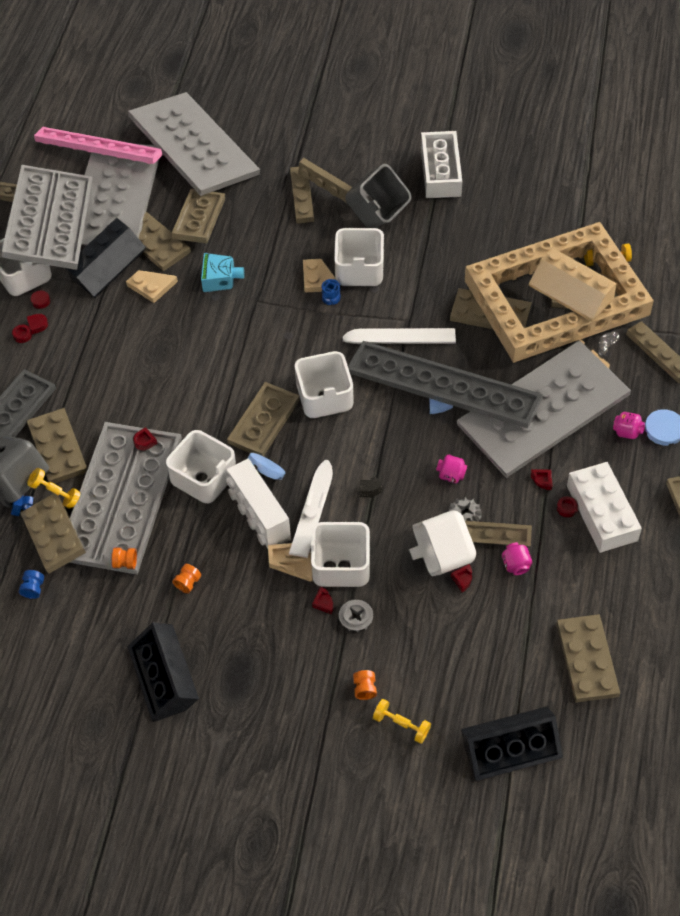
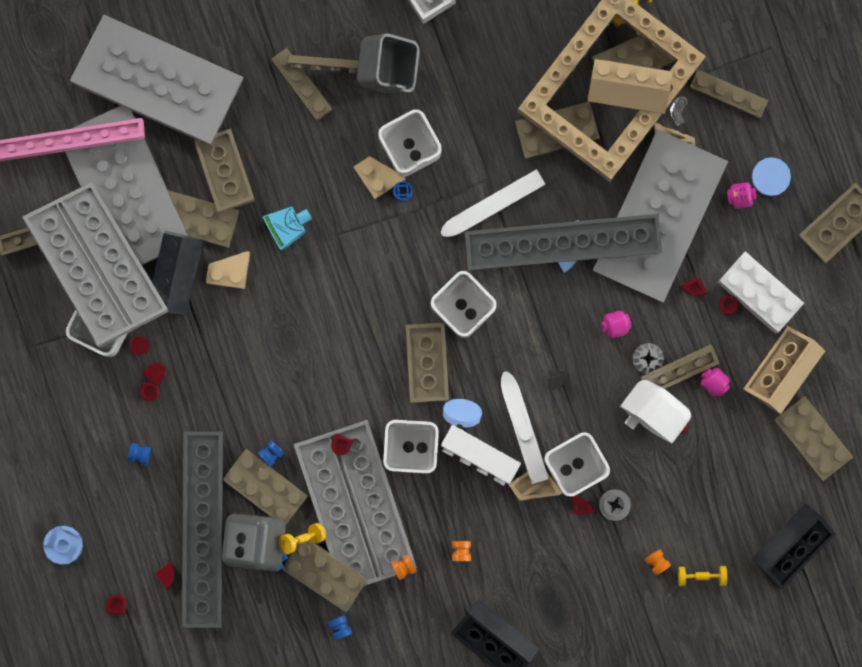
camera: 30 degrees left, 30 degrees up
(81, 420) = (267, 456): none -> blue wheel
(592, 582) = (784, 369): none -> tan slope

